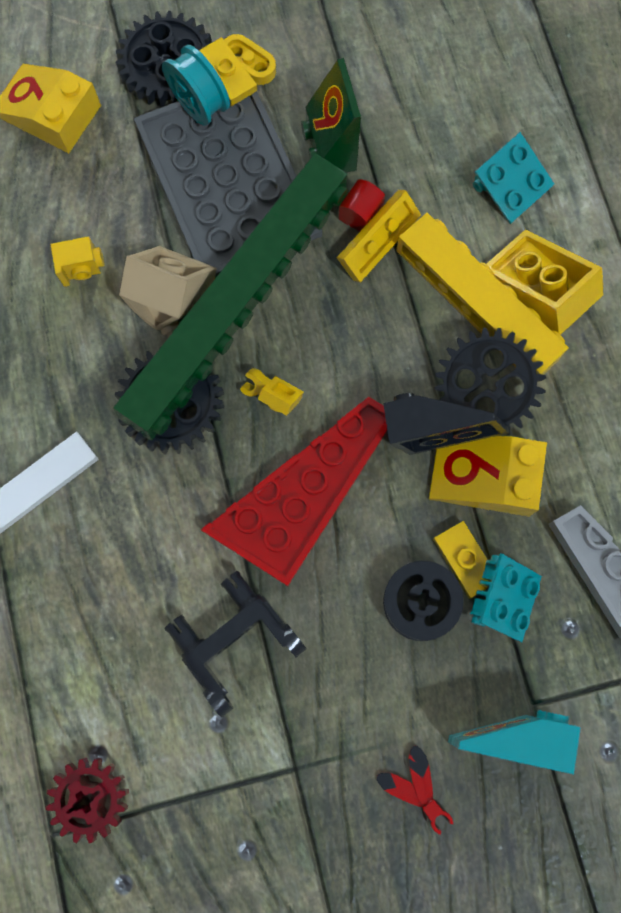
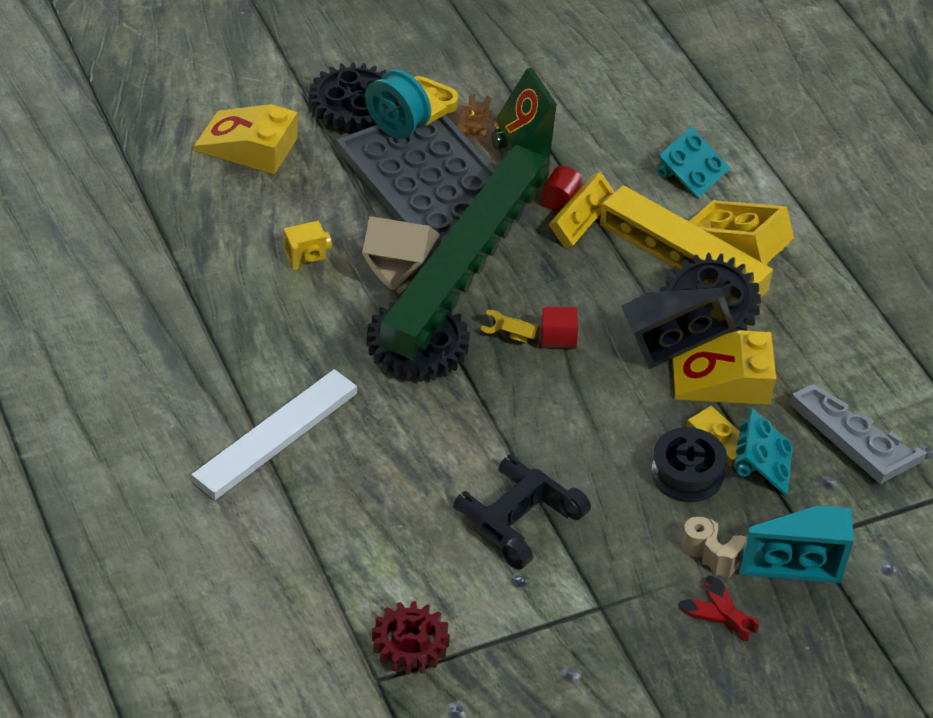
camera: 15 degrees left, 30 degrees down
(289, 96) = (475, 117): none -> clear orange plate
(294, 504) = (556, 403): red wing -> none
(320, 400) = (559, 327): none -> red piece
(418, 701) = (701, 541): none -> tan leg

